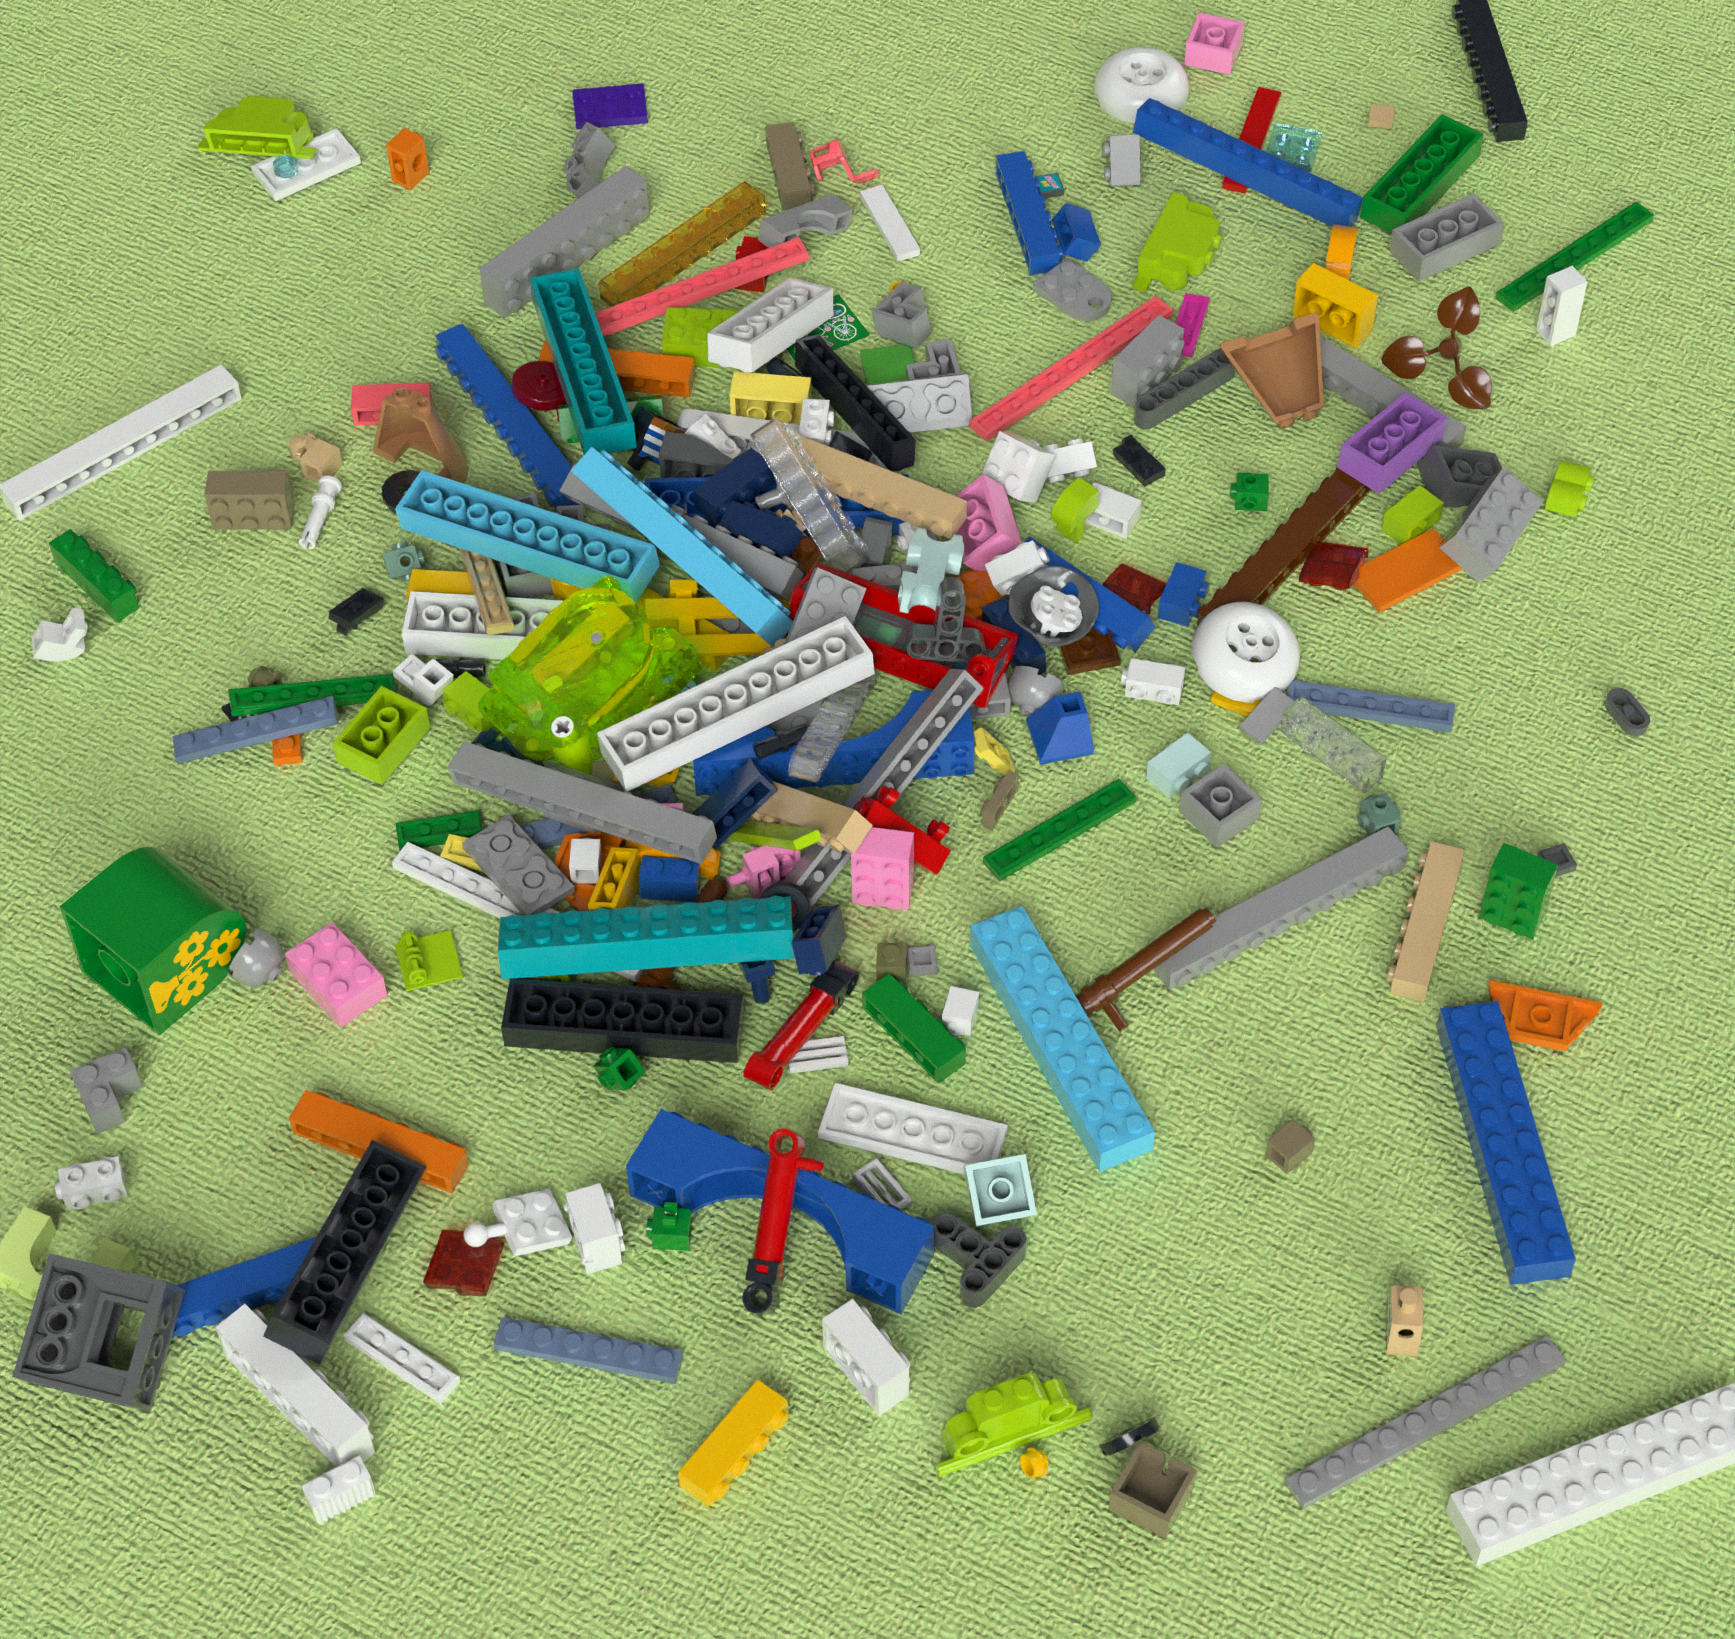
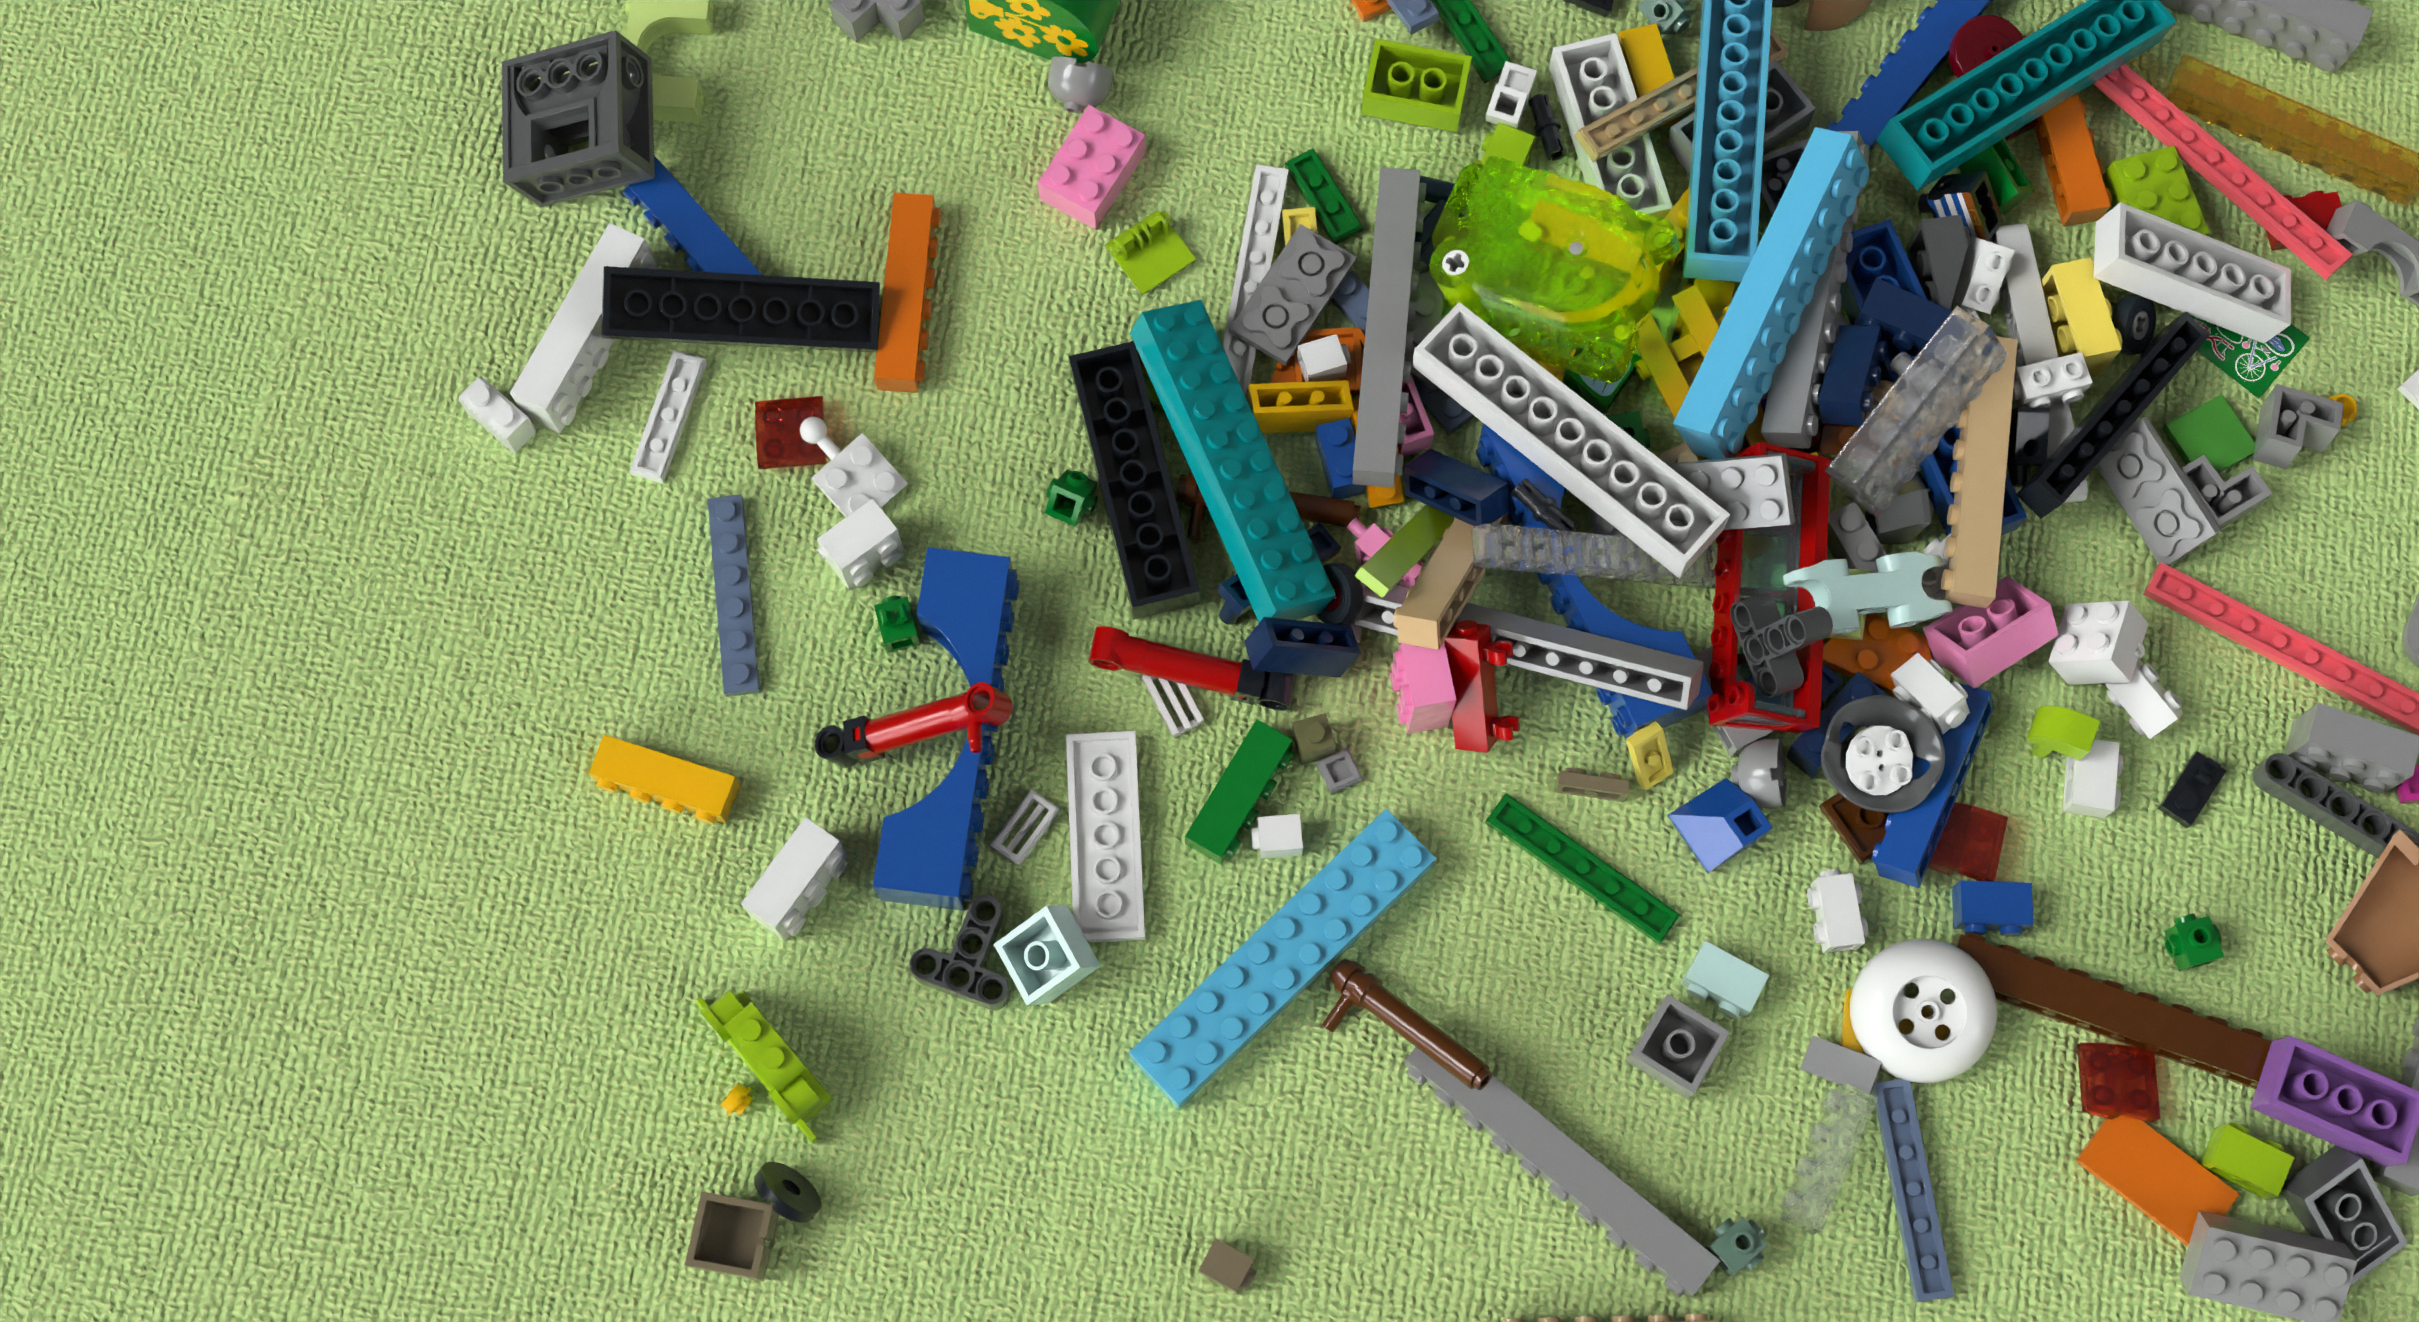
camera: 70 degrees right, 20 degrees up
(91, 1183) = (763, 36): white brick -> none

